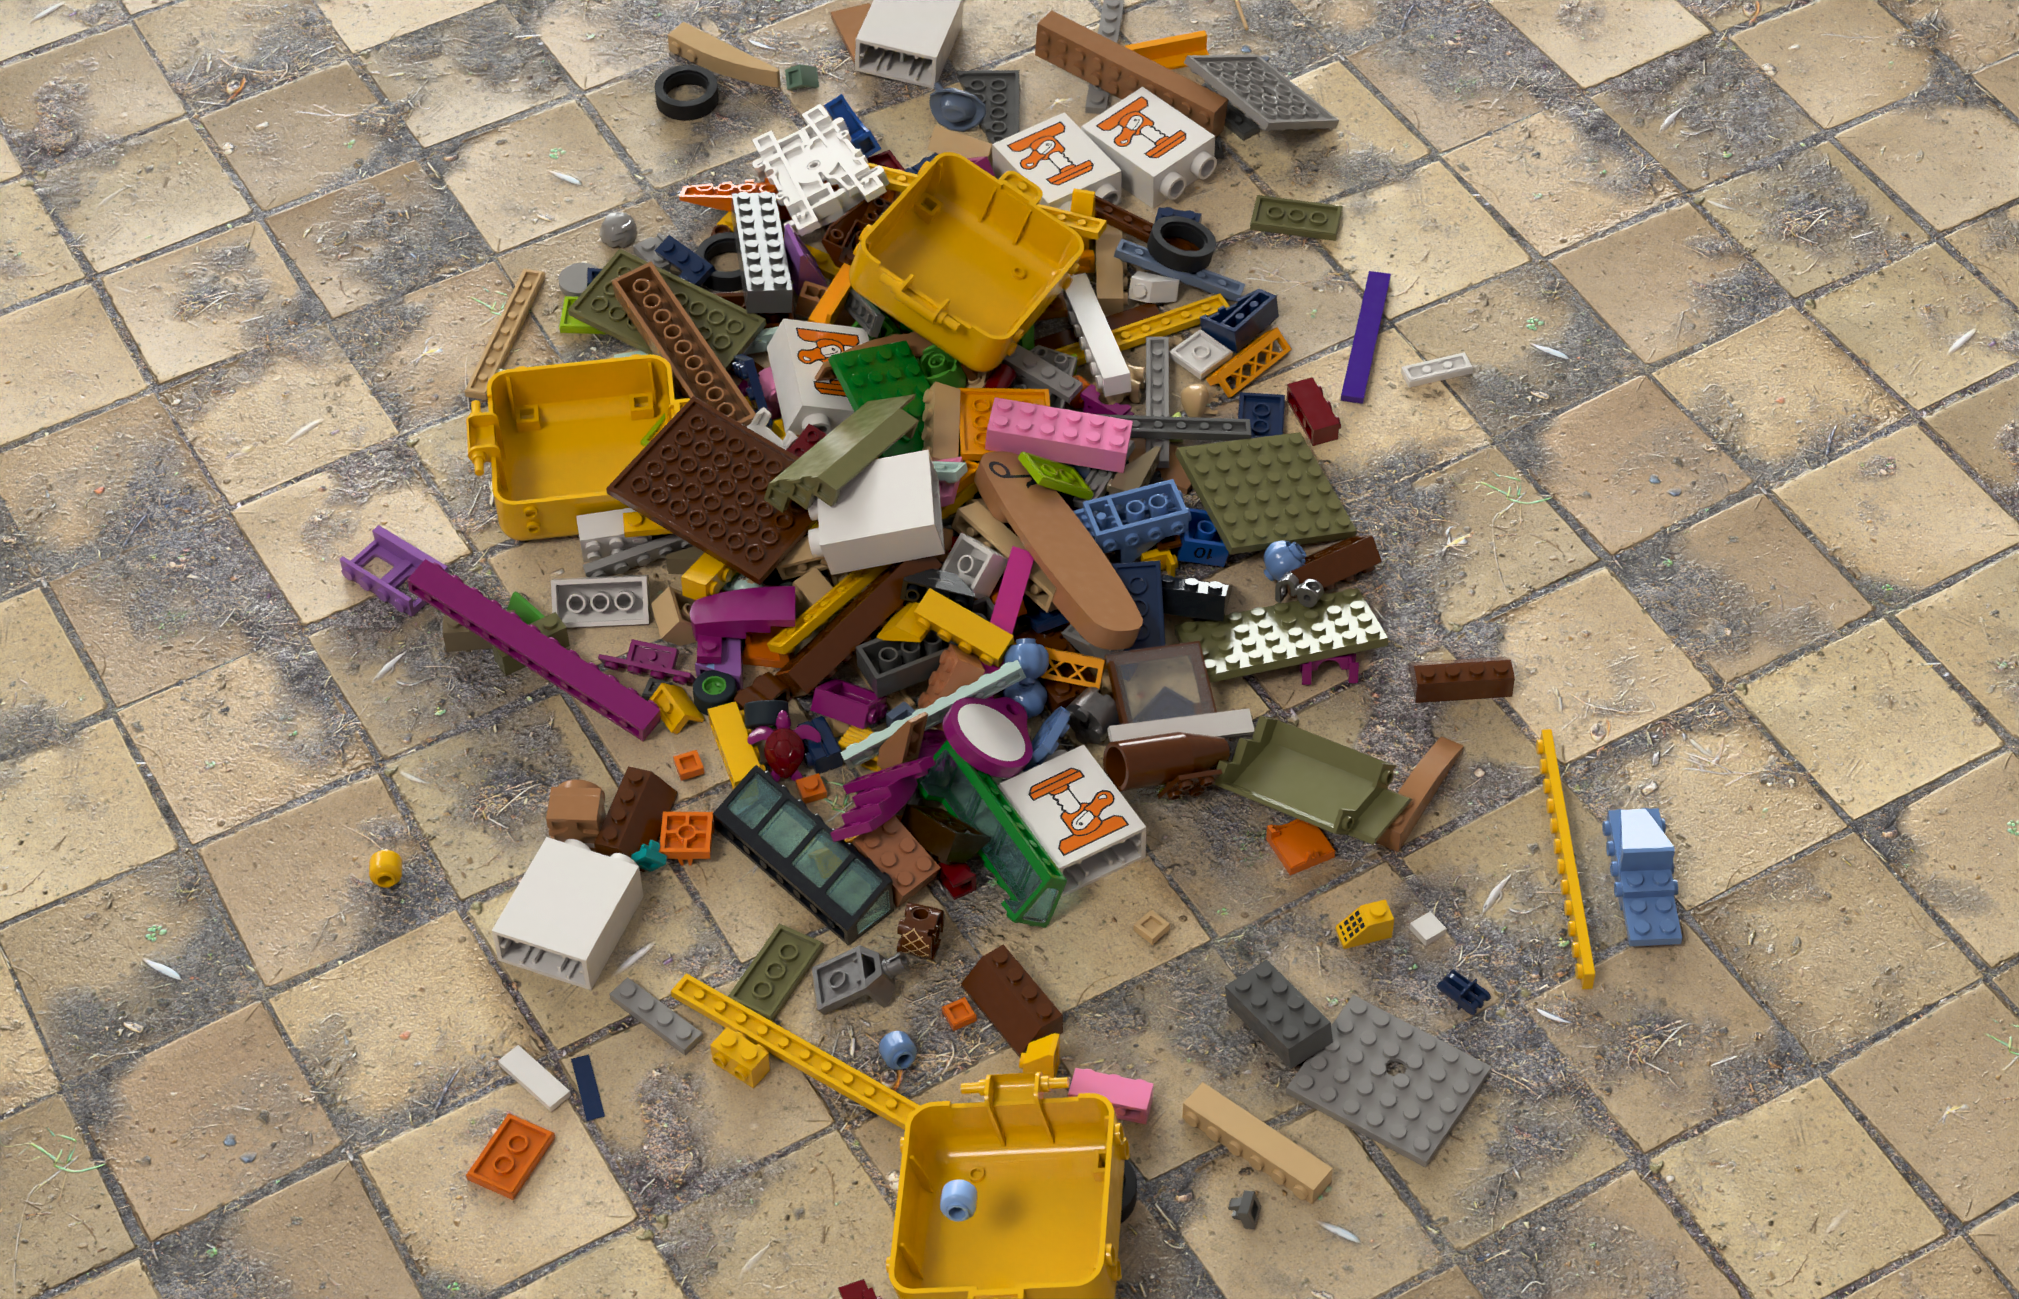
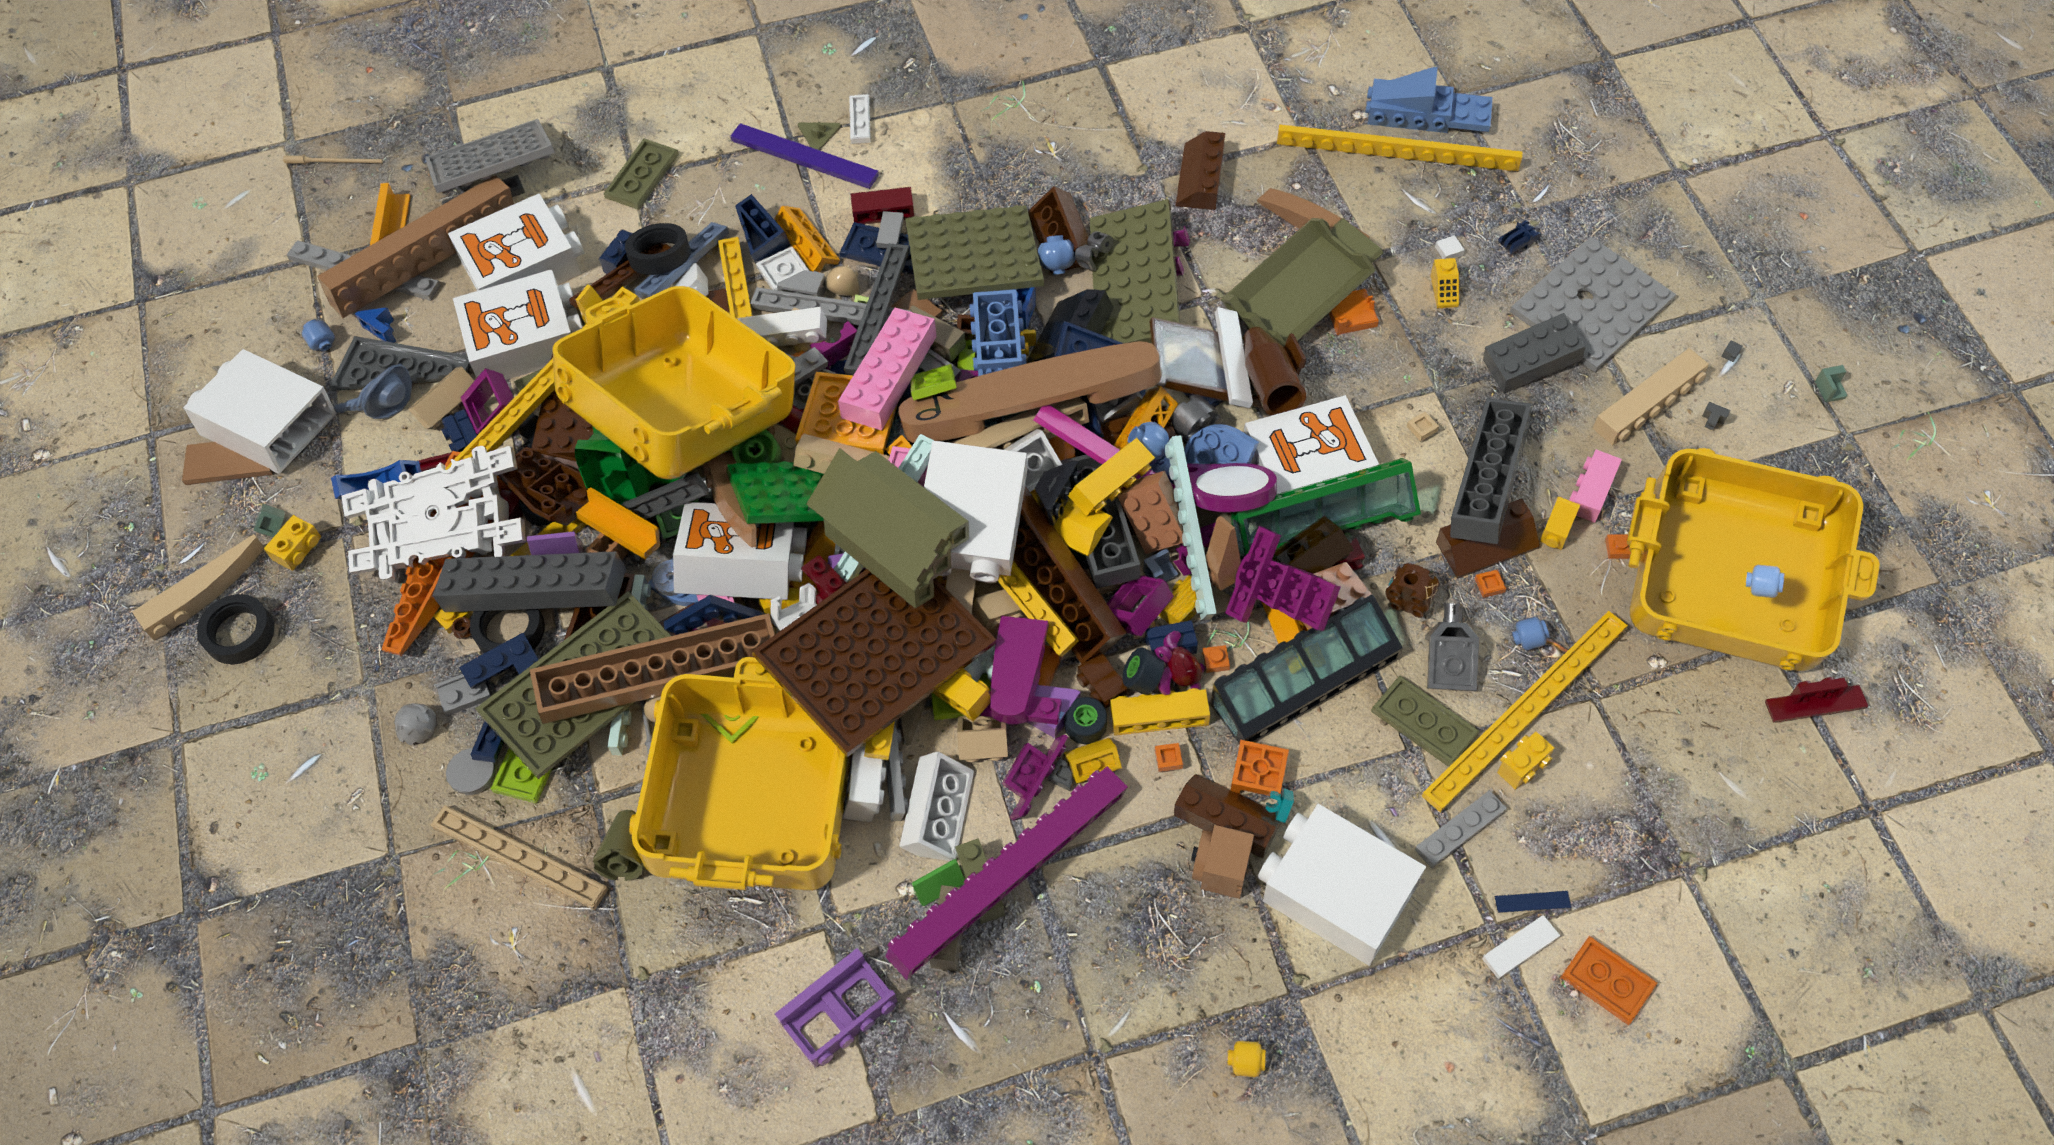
camera: 75 degrees left, 10 degrees up
(779, 98) = (292, 542): none -> yellow brick
(1013, 46) = (318, 335): none -> medium blue head
(1038, 80) = (378, 323): none -> blue slope
(1086, 975) = (1491, 471): none -> dark grey brick
(1181, 372) = (804, 283): none -> light grey slope
(1278, 423) = (890, 229): none -> light grey tile
(1356, 1228) = (1732, 351): none -> dark grey piece
(1404, 341) = (818, 133): none -> olive piece

